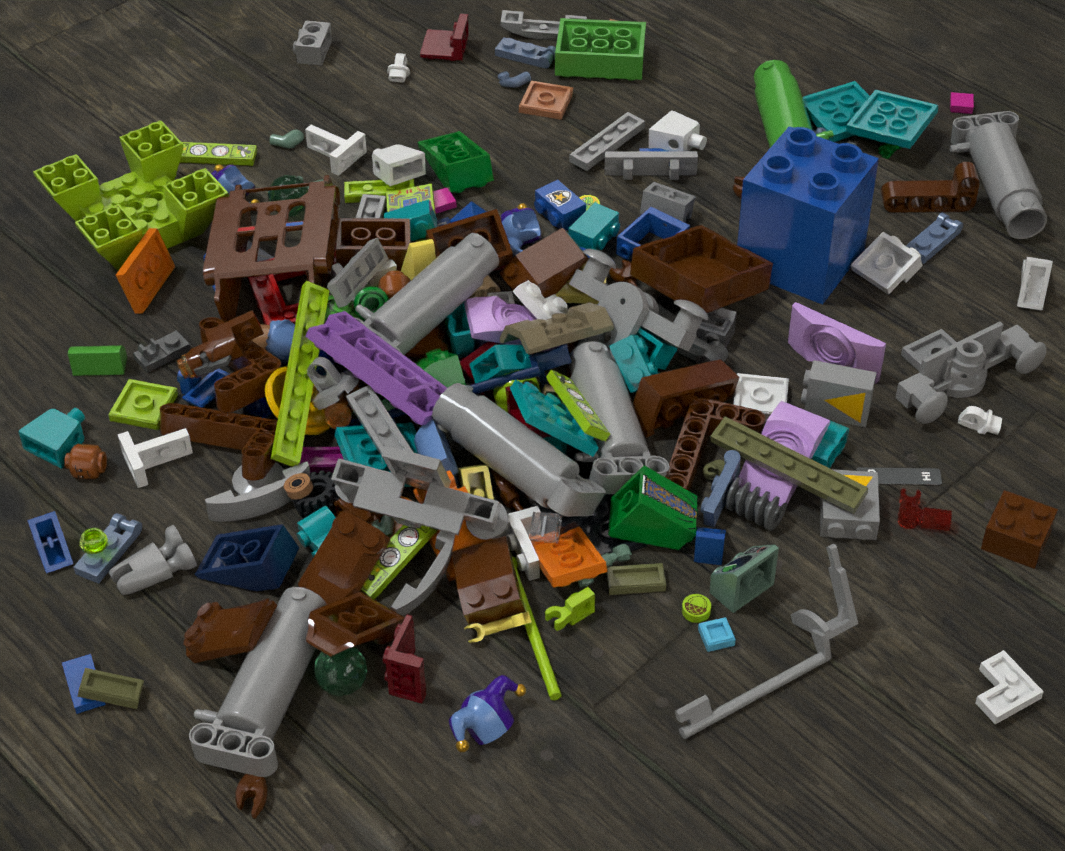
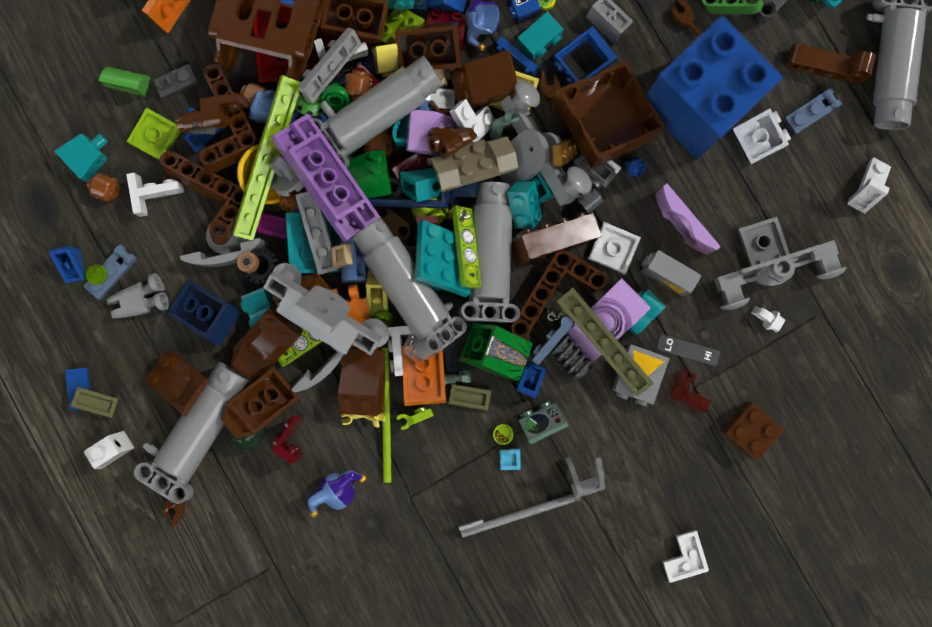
camera: 15 degrees right, 40 degrees up
(139, 736) = (107, 451): none -> white torso
(422, 440) = (341, 255): none -> tan tile
(522, 309) = (449, 140): none -> reddish brown rock
(586, 285) = (499, 123): none -> sand green arm
(662, 299) = (564, 152): none -> pearl gold plate
(752, 317) = (635, 166): none -> blue plate

